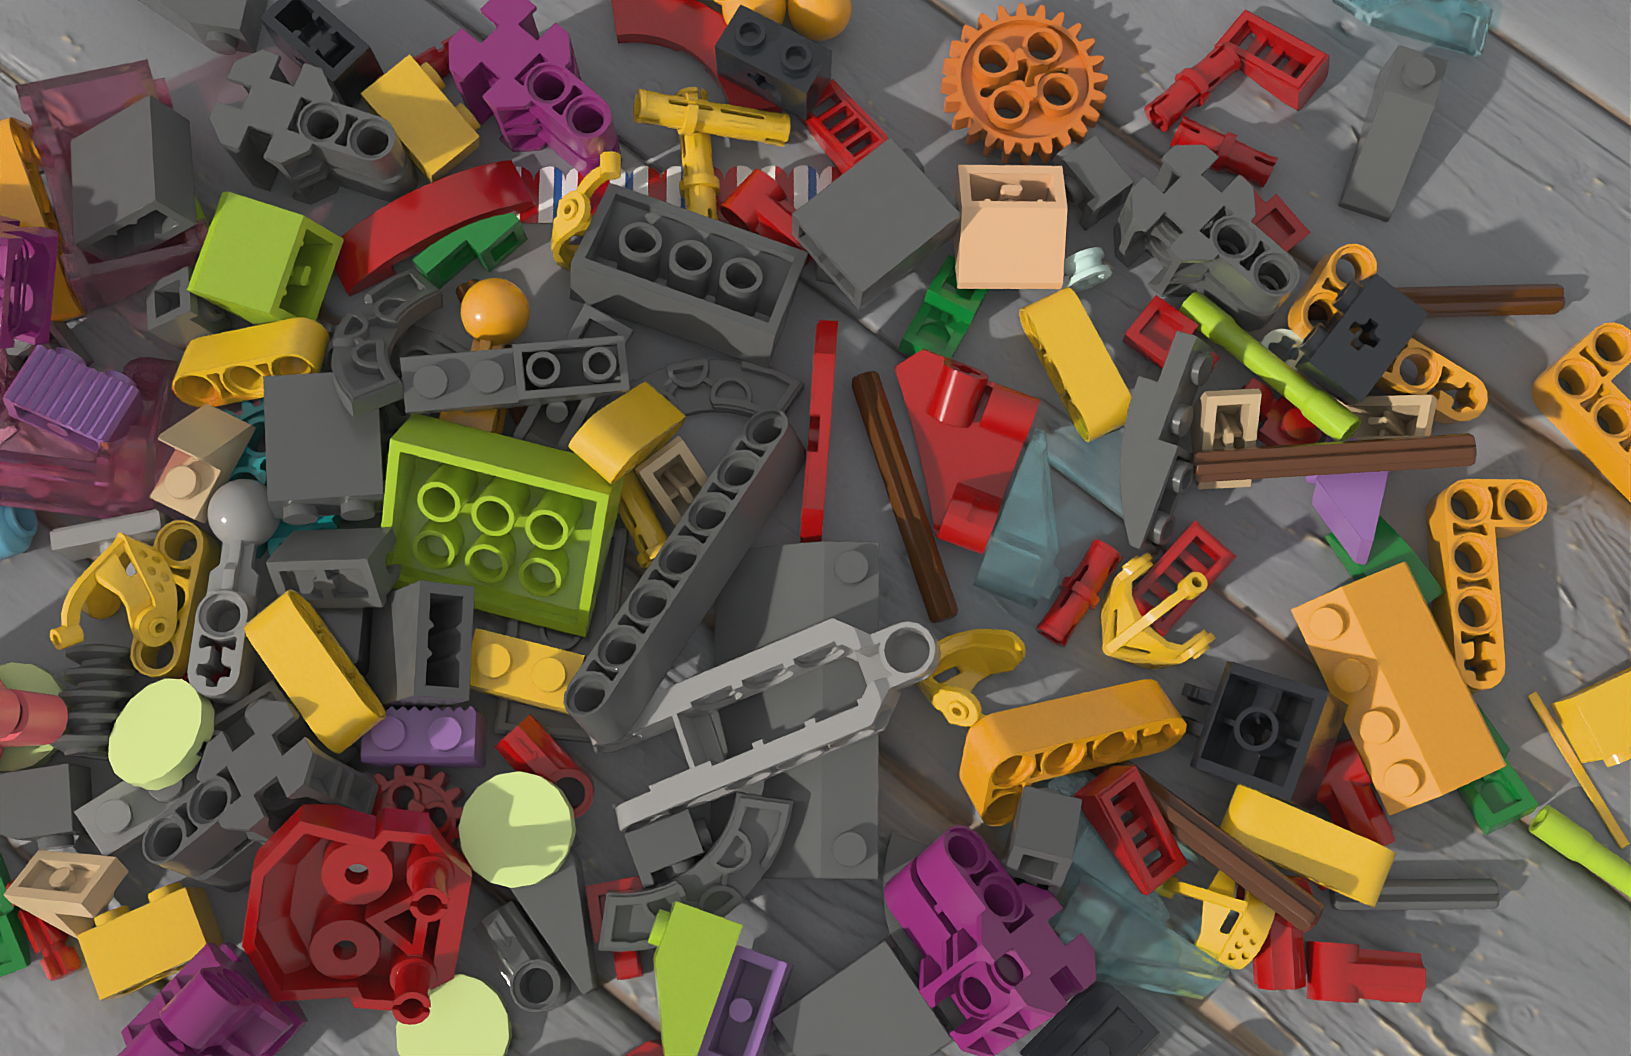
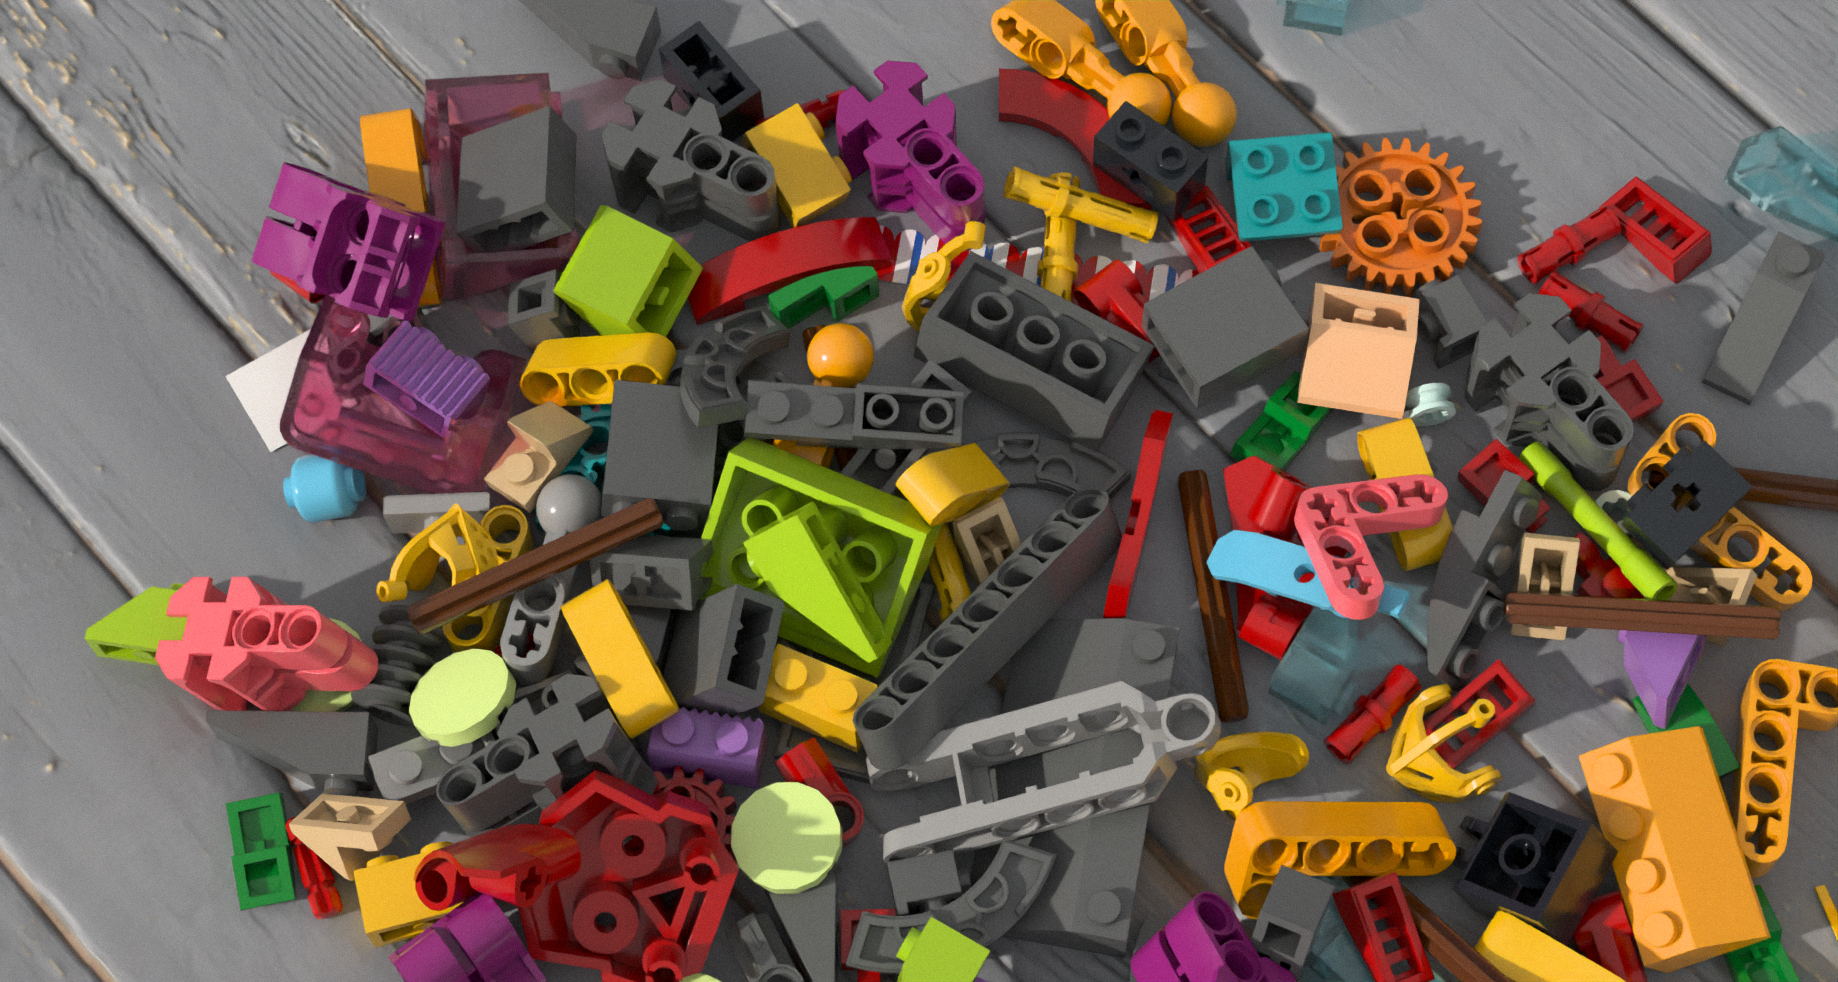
camera: 15 degrees right, 10 degrees down
(208, 589) = (535, 566): none -> reddish brown axle
(216, 933) = (503, 863): none -> red panel
(500, 554) = (812, 575): none -> lime slope
(910, 69) = (1284, 186): none -> teal bracket
(965, 466) = (1277, 567): none -> medium azure piece
(1030, 417) = (1407, 505): none -> coral beam

